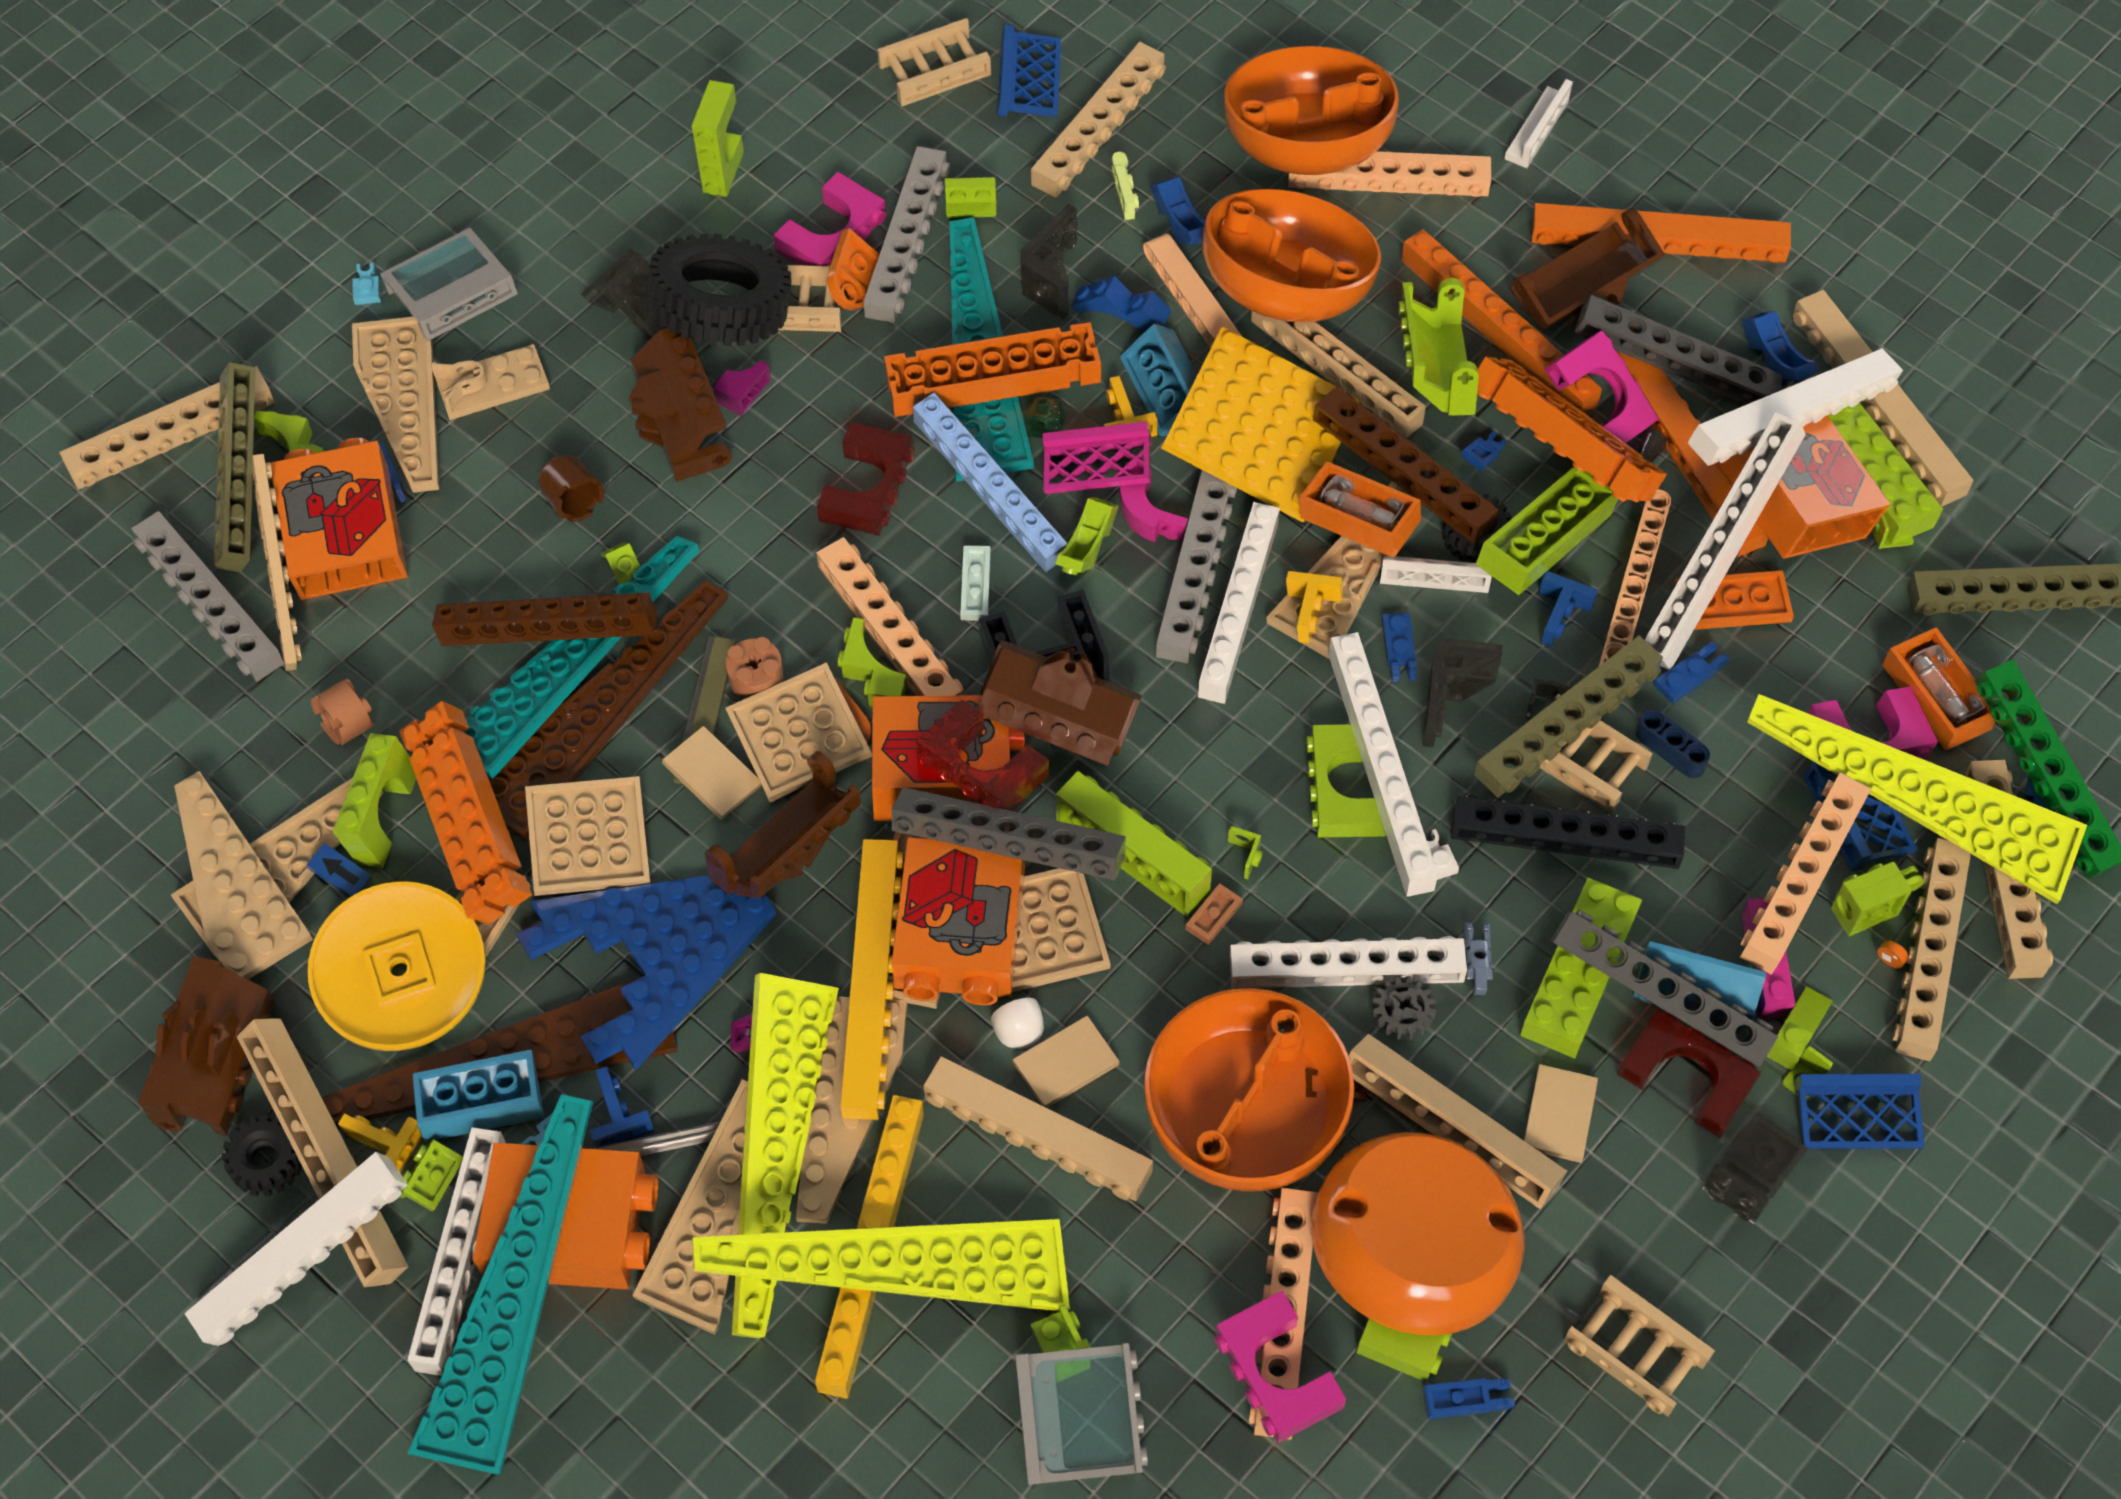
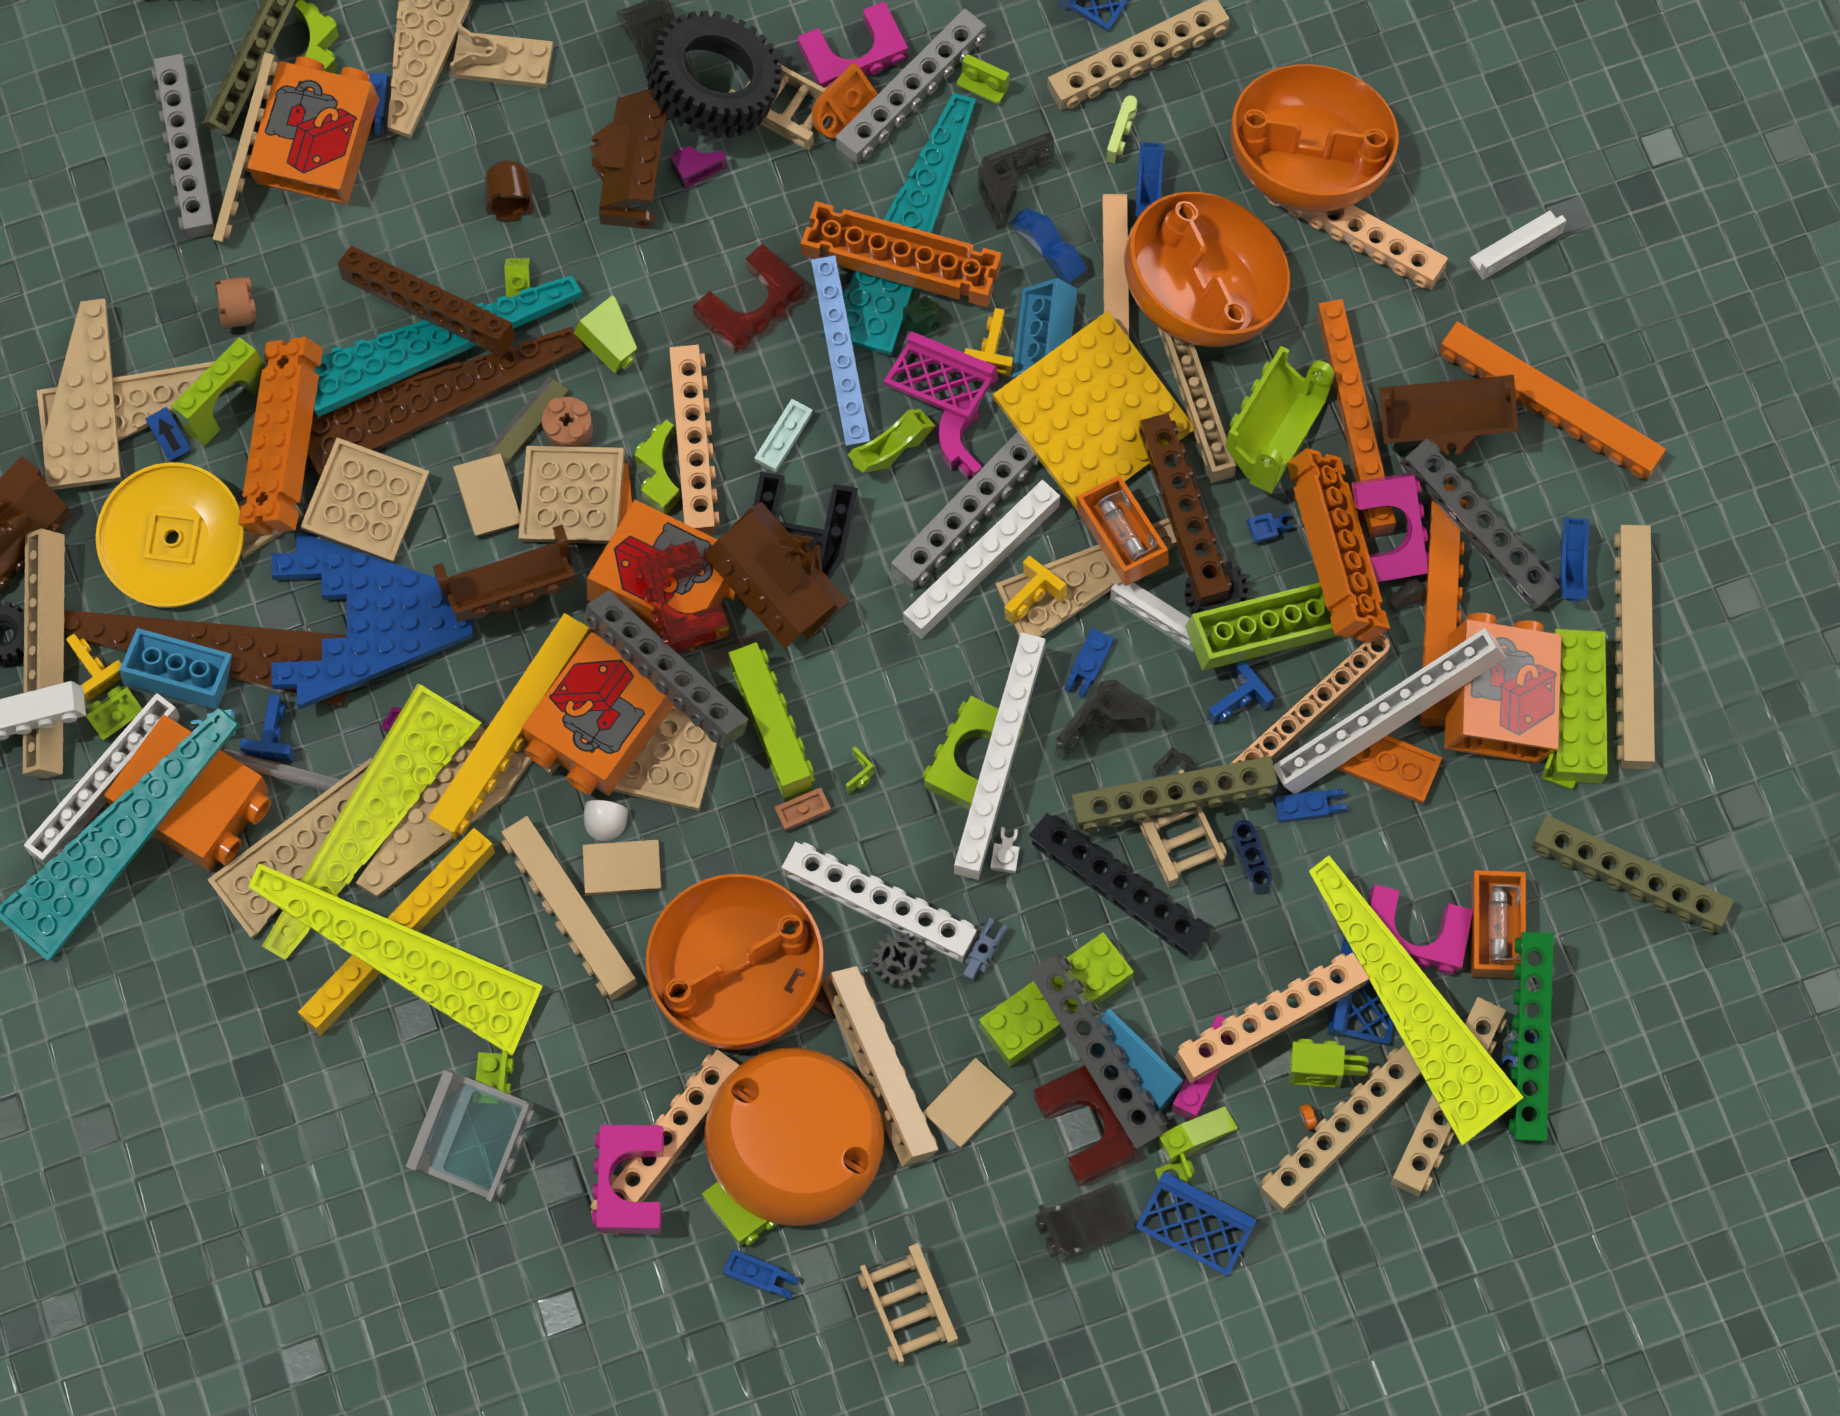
camera: 30 degrees right, 10 degrees up
(747, 571) = (608, 335): none -> lime slope
(1803, 402) = (1531, 625): white brick -> none

